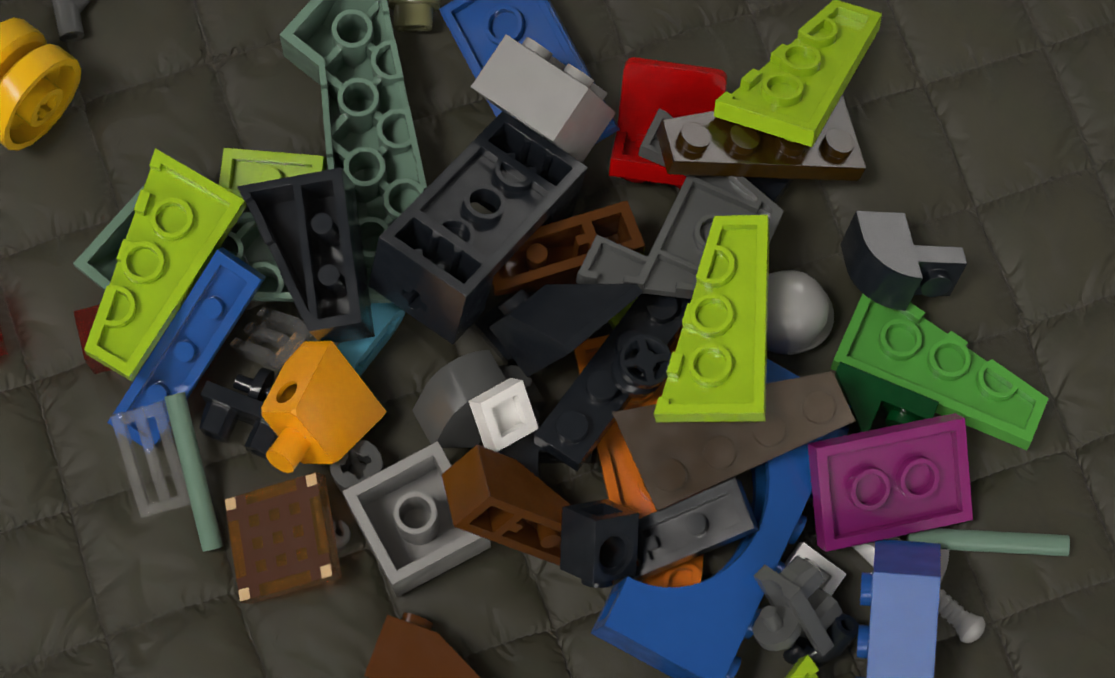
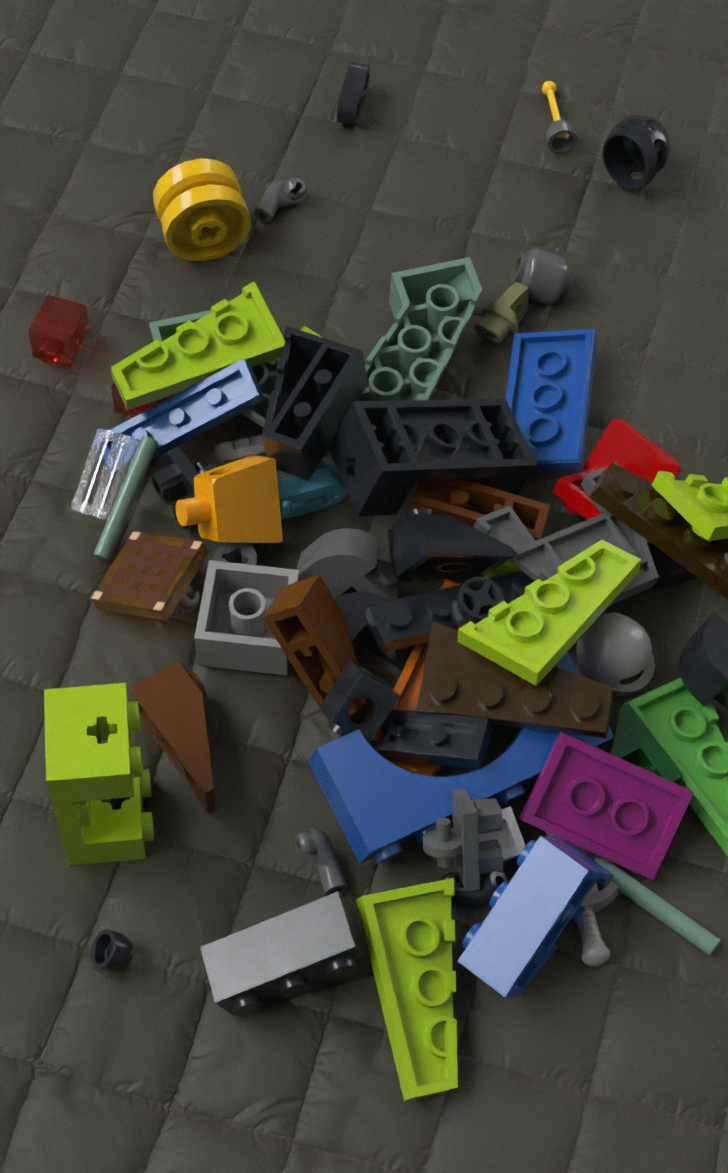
camera: 30 degrees right, 15 degrees down
(503, 414) = (355, 576): white plate -> none
(545, 95) = (541, 405): light grey brick -> none

